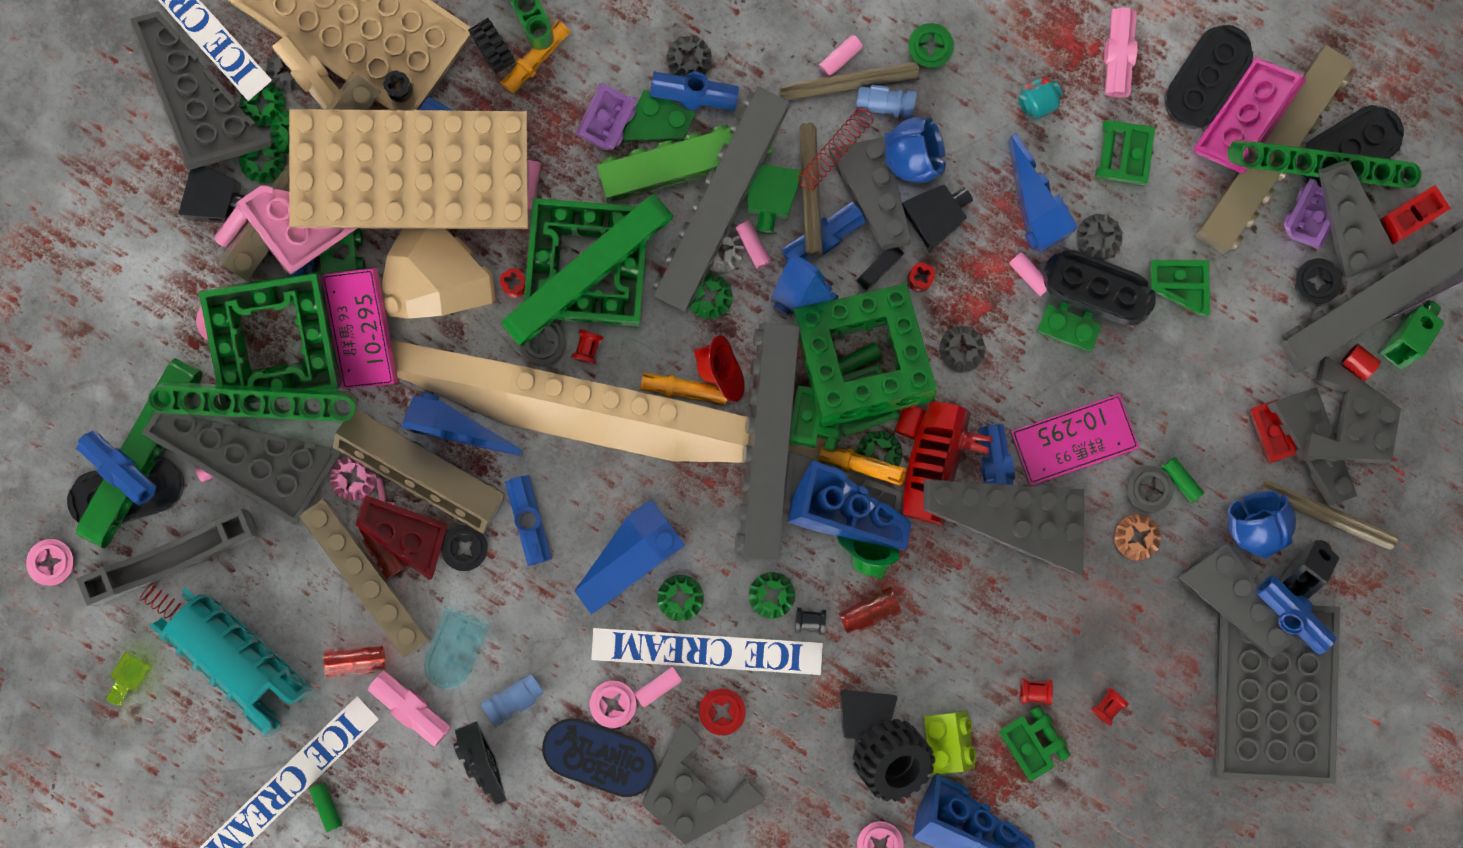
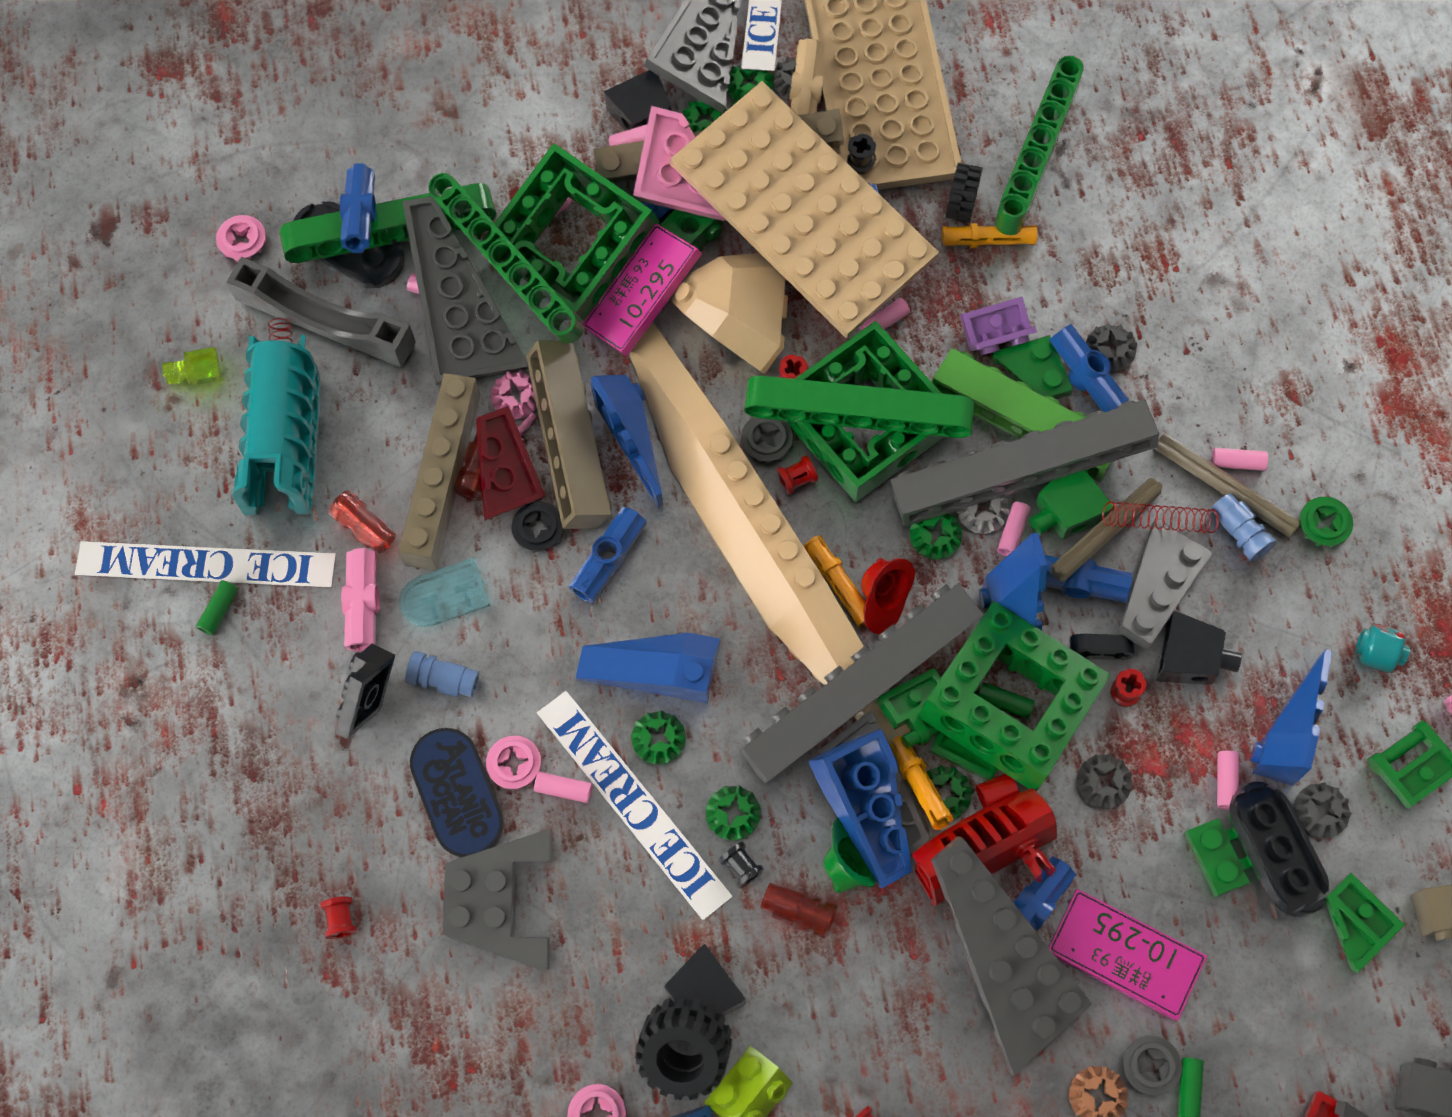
camera: 55 degrees right, 15 degrees down
(722, 726) = (579, 850): red gear -> none
(915, 150) = (1229, 581): blue piece -> none

